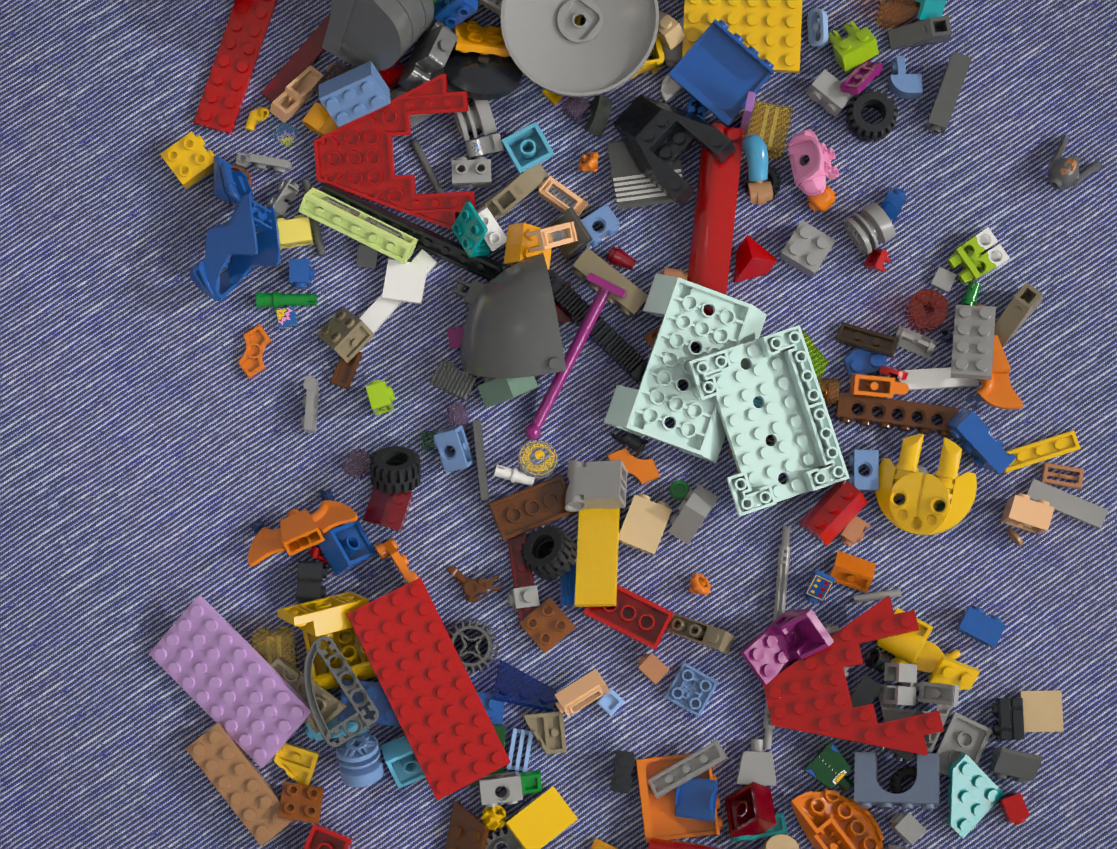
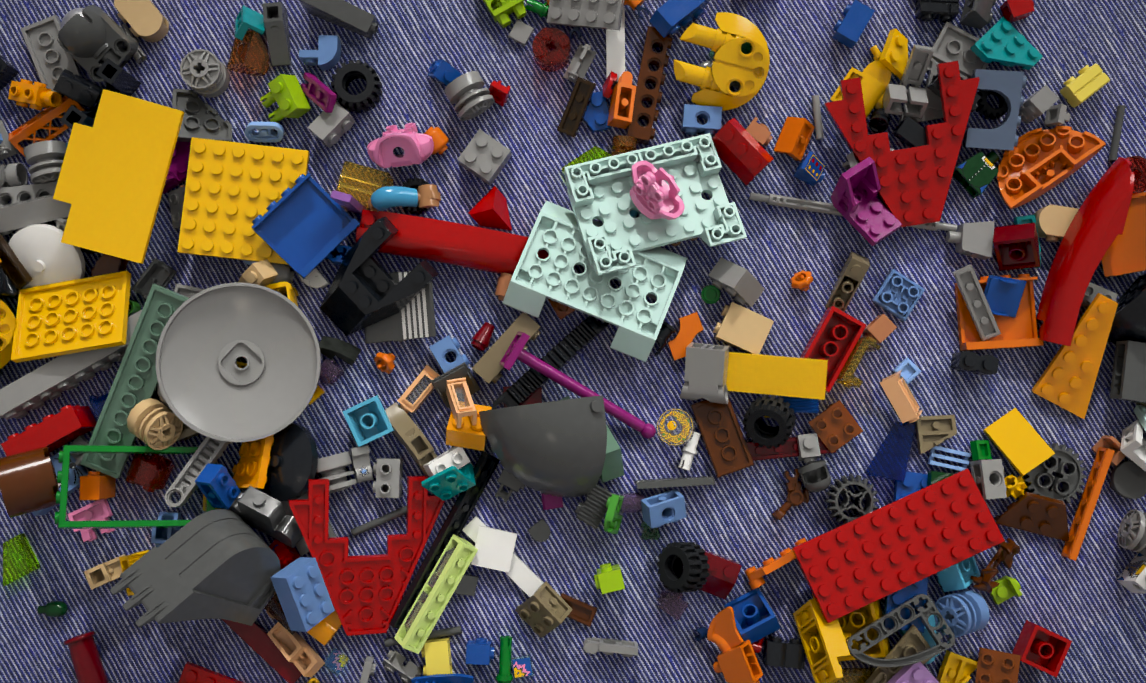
camera: 90 degrees left, 5 degrees up
(384, 812) = (1007, 588): none -> lime bracket
(424, 328) = (540, 531): none -> dark grey tile
(424, 810) = (1005, 554): none -> reddish brown piece
(440, 396) = (613, 518): none -> bright green plate
(494, 605) = (815, 476): none -> dark grey helmet
(618, 637) = (846, 375): none -> clear yellow panel
(792, 408) = (652, 193): none -> bright pink piece

